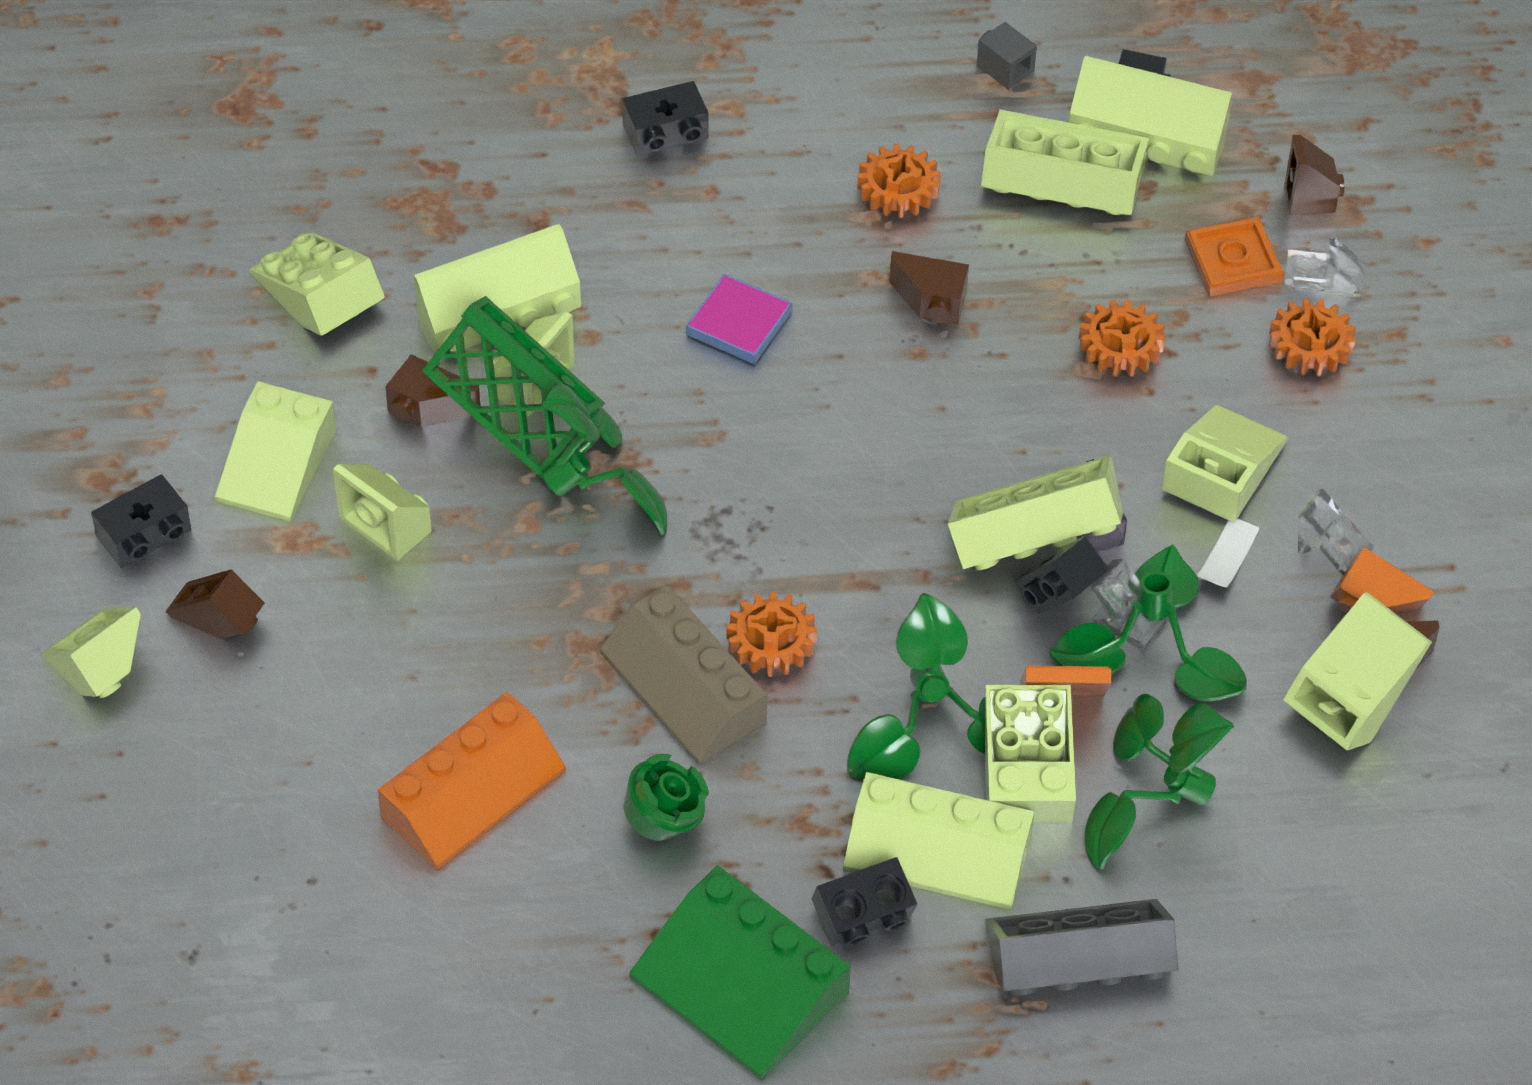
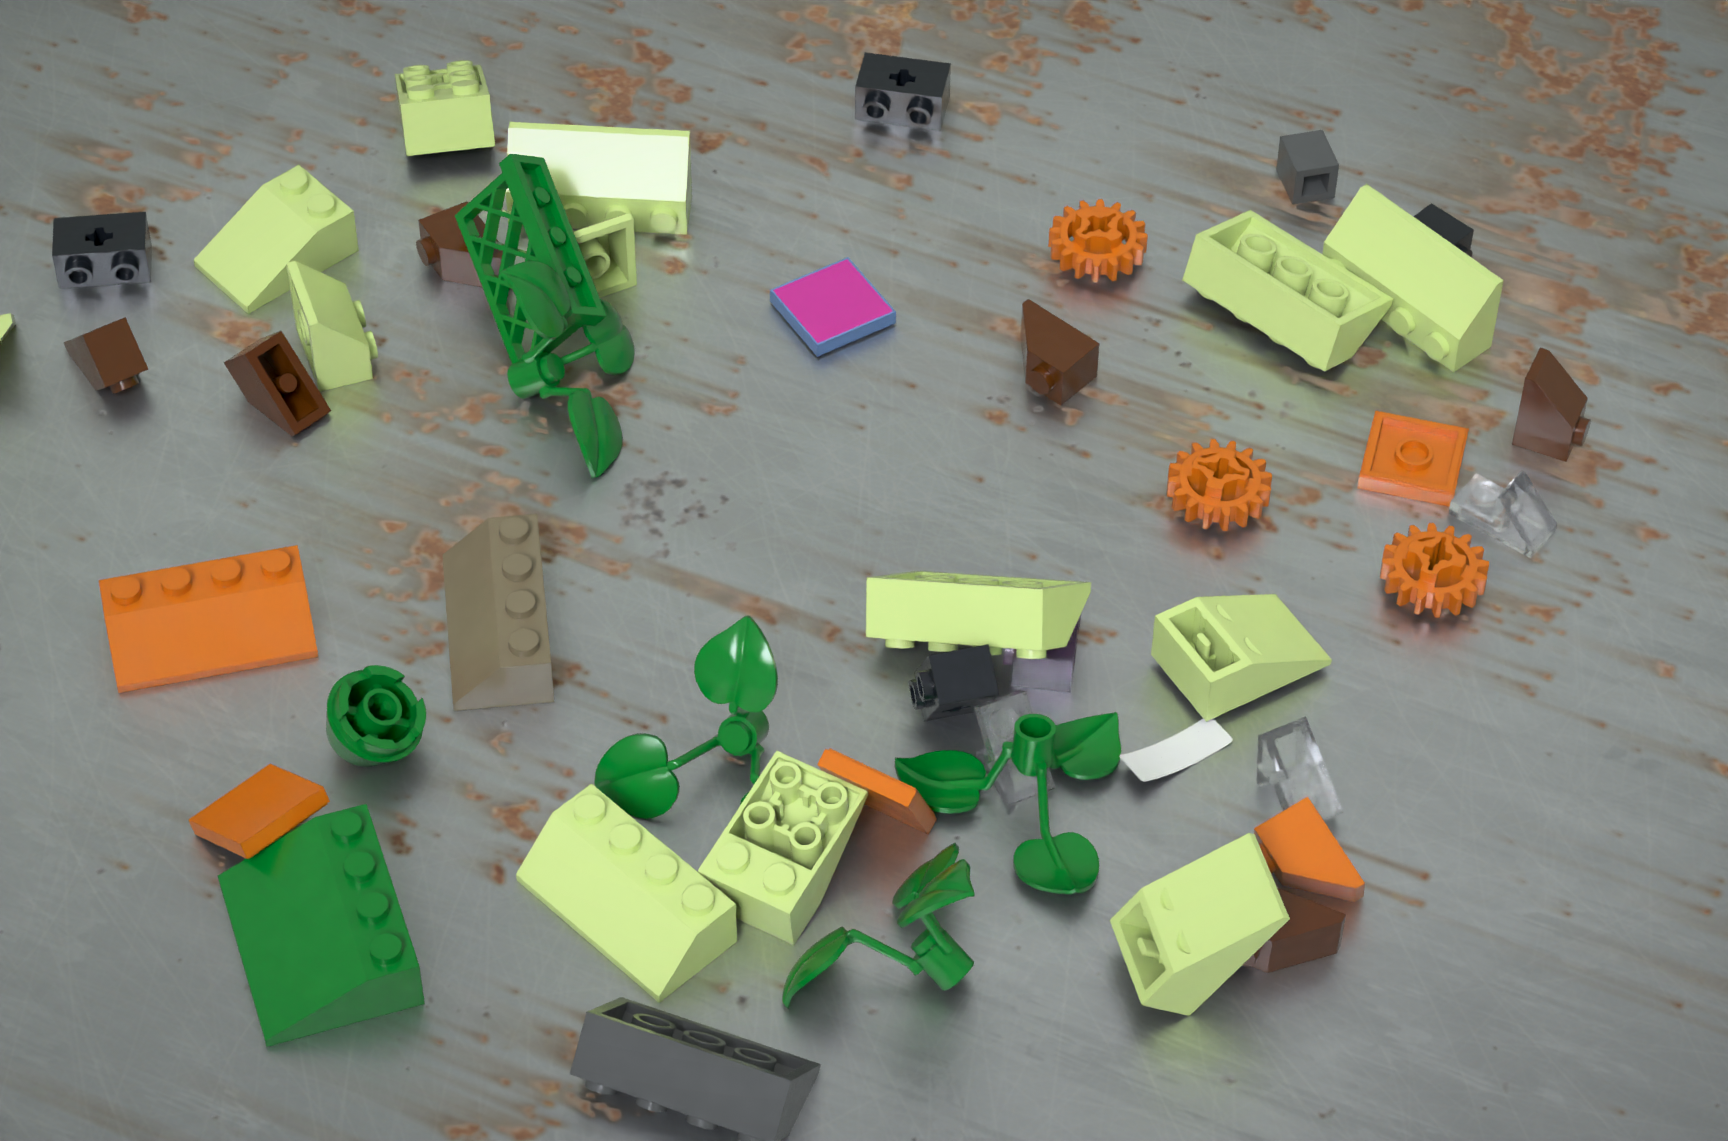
camera: 30 degrees right, 5 degrees down
(371, 568) = (278, 383): none -> reddish brown slope
(630, 908) = (259, 811): none -> orange tile
(771, 633) = (618, 614): orange gear -> none
(859, 893) = (502, 902): black brick -> none

